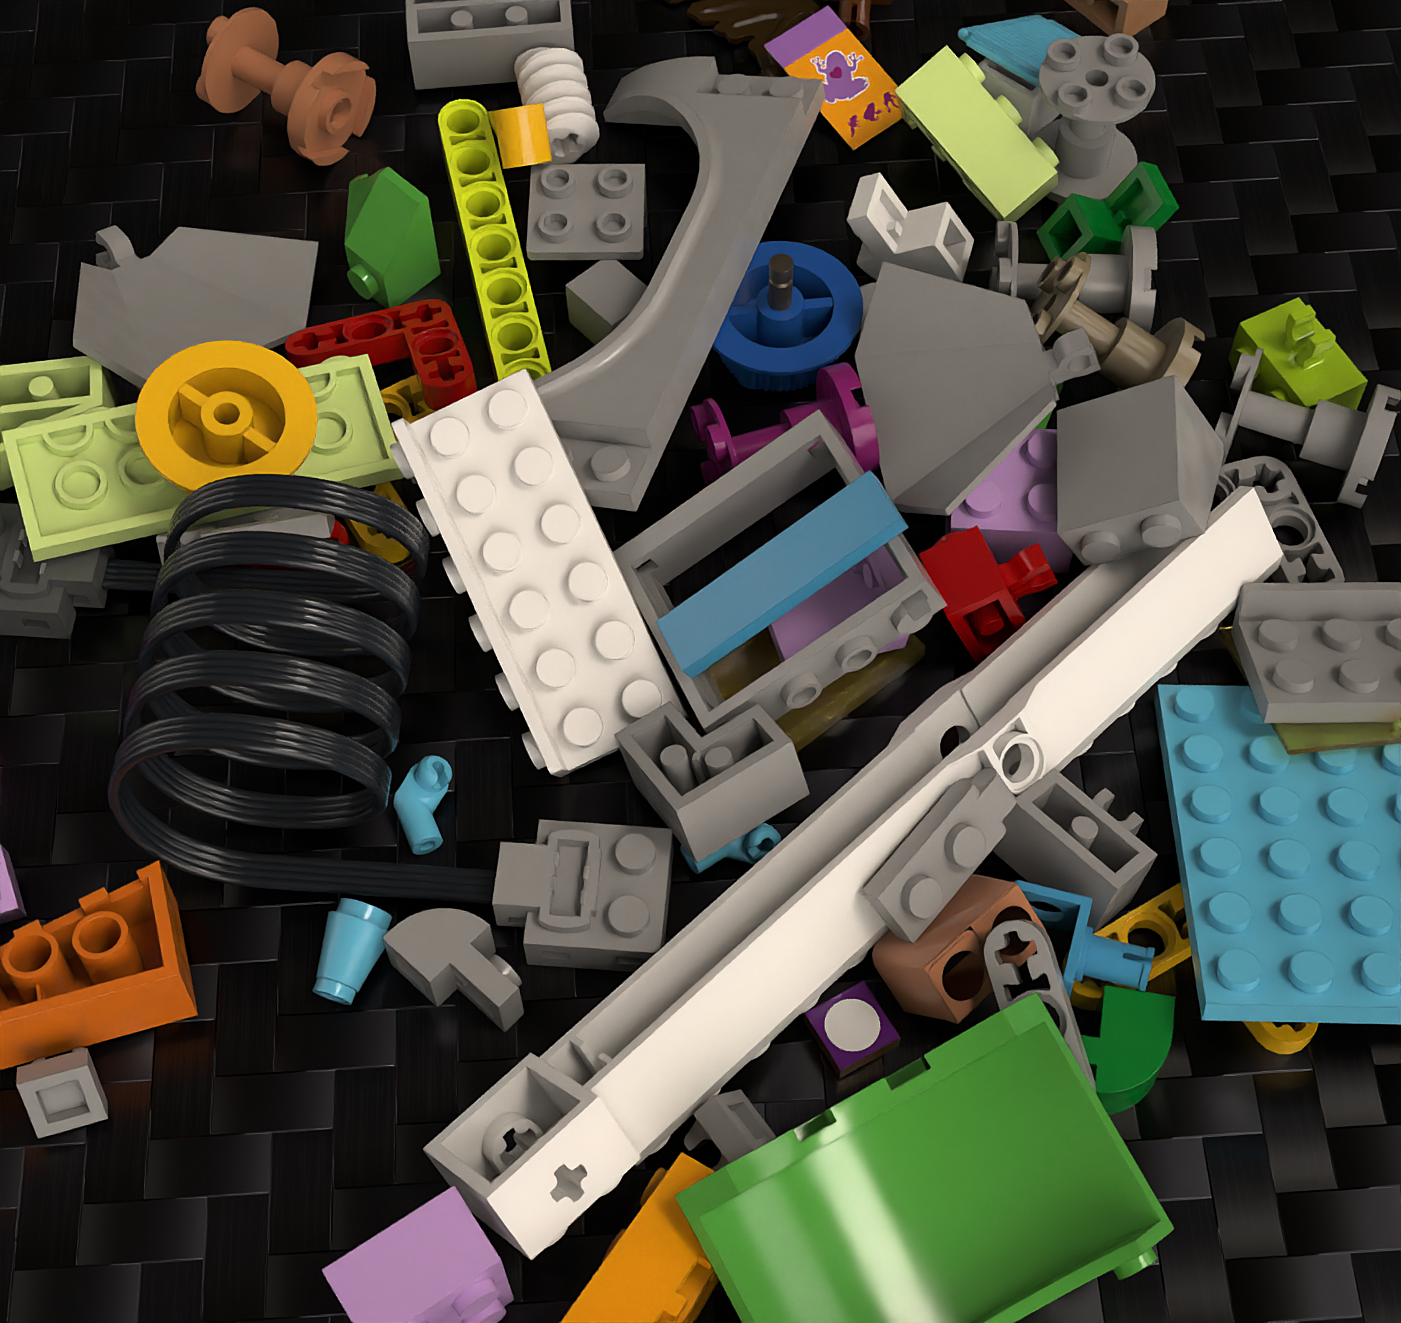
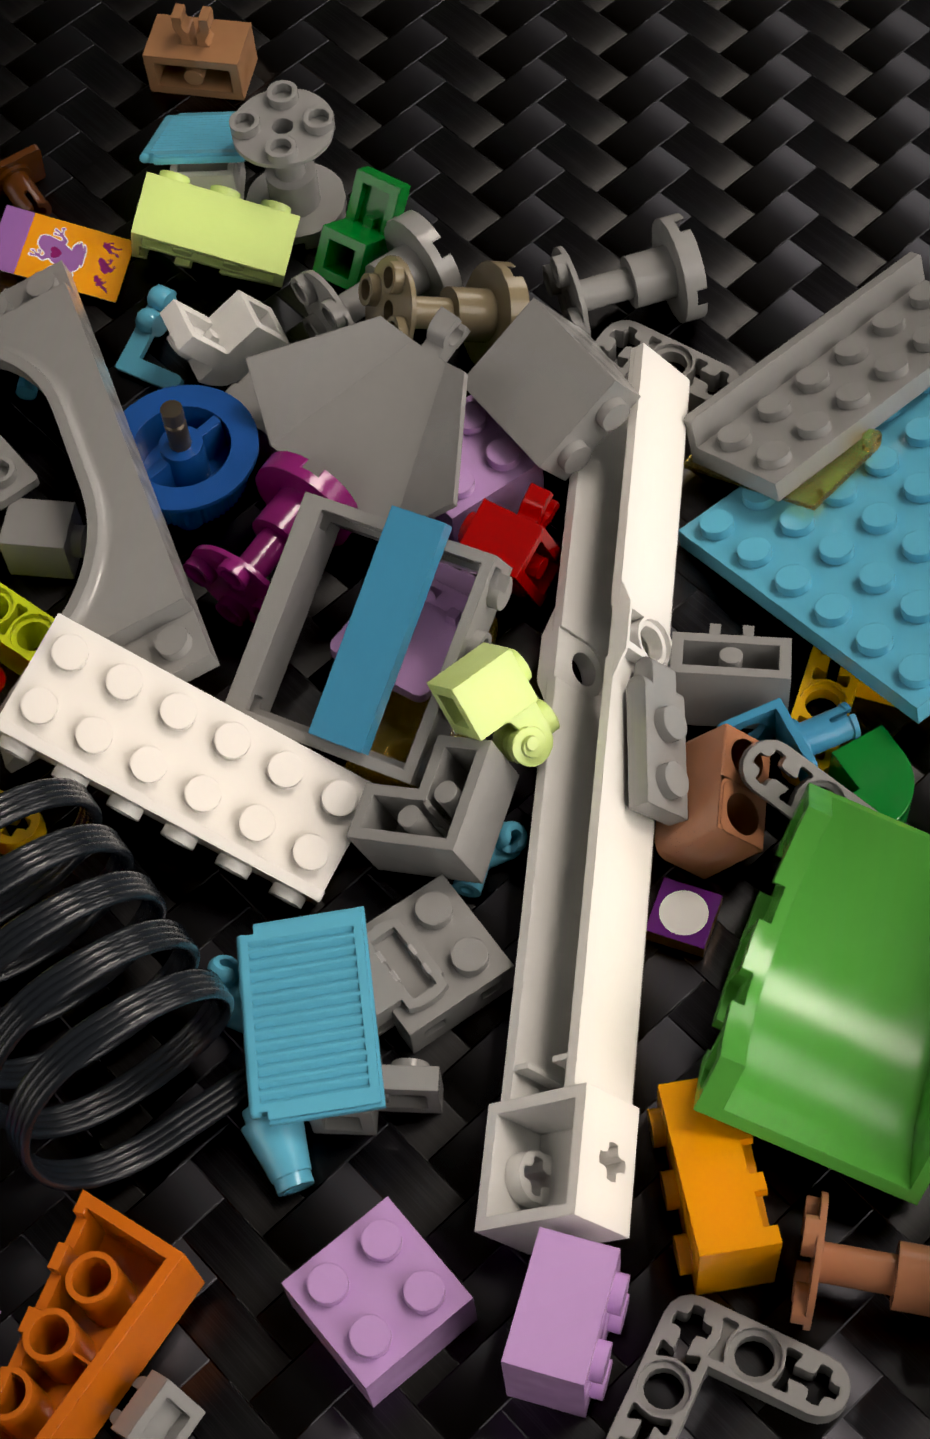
camera: 35 degrees left, 0 degrees up
(304, 1143) = (380, 1301): none -> lavender brick
(453, 863) = (309, 1018): none -> medium azure window
(732, 1126) = (673, 1043): light grey tile -> none
(822, 206) = (149, 326): none -> medium azure piece
(827, 697) = (492, 694): none -> yellowish green brick
(1298, 358) = (587, 235): lime brick -> none

